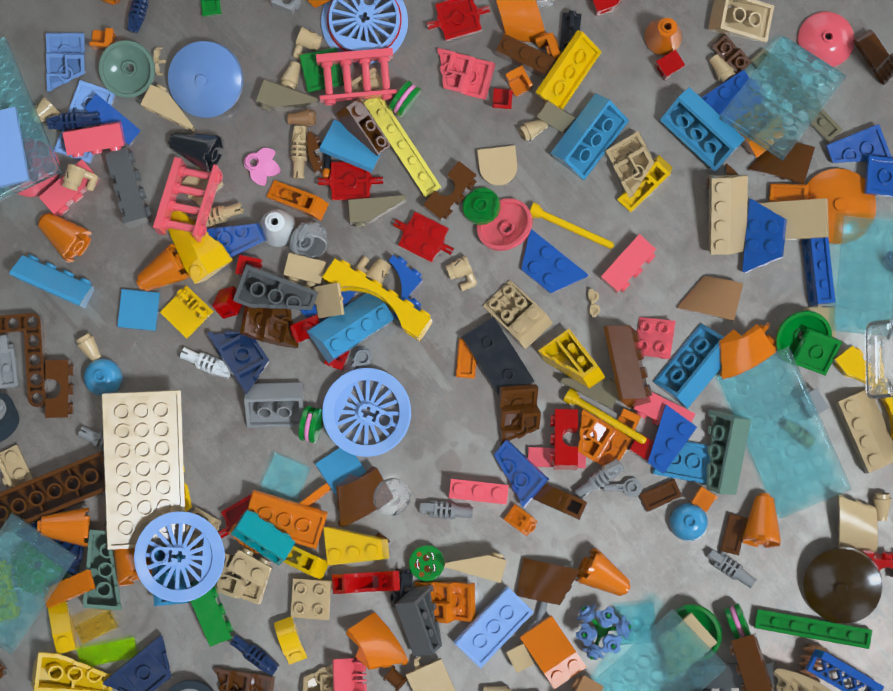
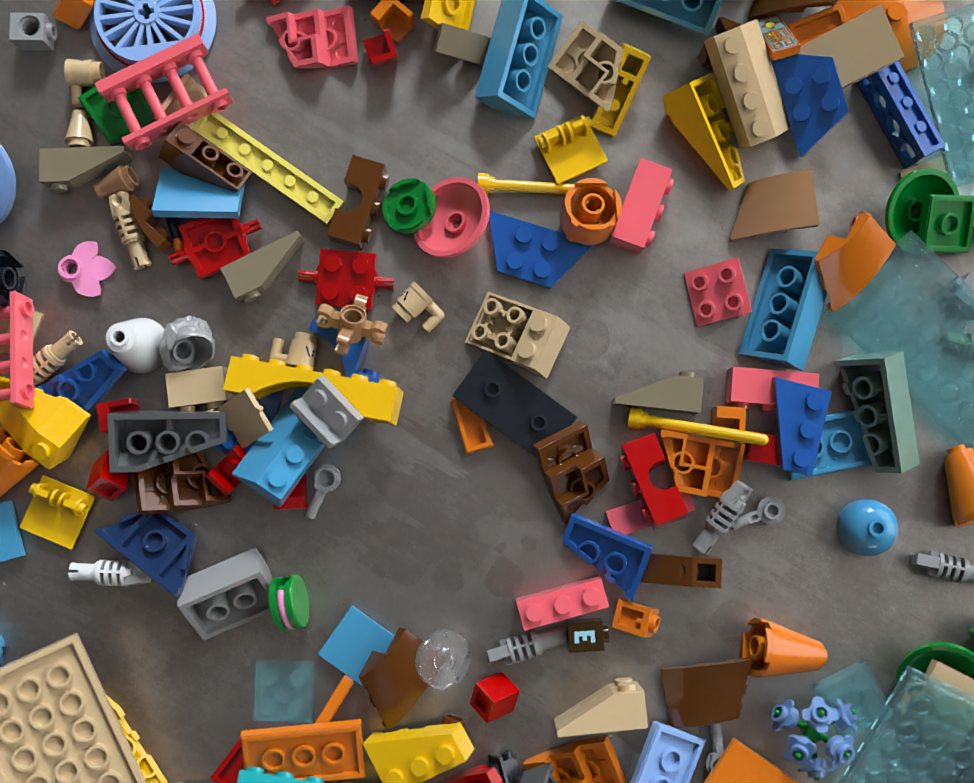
camera: 20 degrees left, 0 degrees up
(298, 200) = (153, 296): orange slope -> none
(337, 399) = (313, 553): light blue piece -> none
(381, 317) = (326, 412): none -> light grey bracket
(404, 99) = (245, 100): green head -> none
(414, 533) = (494, 697): none -> red panel
(416, 268) = (351, 324): none -> medium nougat pin
(426, 563) = (529, 732): green head -> none
(486, 517) = (586, 635): none -> dark brown brick
(498, 164) = (409, 142): tan tile -> none
(532, 129) = (436, 76): tan cone -> none
(572, 359) = (619, 365): yellow wedge -> none
(593, 297) = (611, 271): tan piece -> none
(598, 209) = (571, 148): none -> yellow hinge
(603, 255) = (590, 211): none -> orange brick
(627, 365) = (700, 344): reddish brown slope -> none
(660, 495) = (813, 505): reddish brown tile -> none
(689, 225) = (700, 118): none -> yellow wedge
(703, 498) = (874, 486): orange panel -> none
(733, 534) = (934, 519): reddish brown tile -> none
(757, 190) = (778, 38): none -> tile

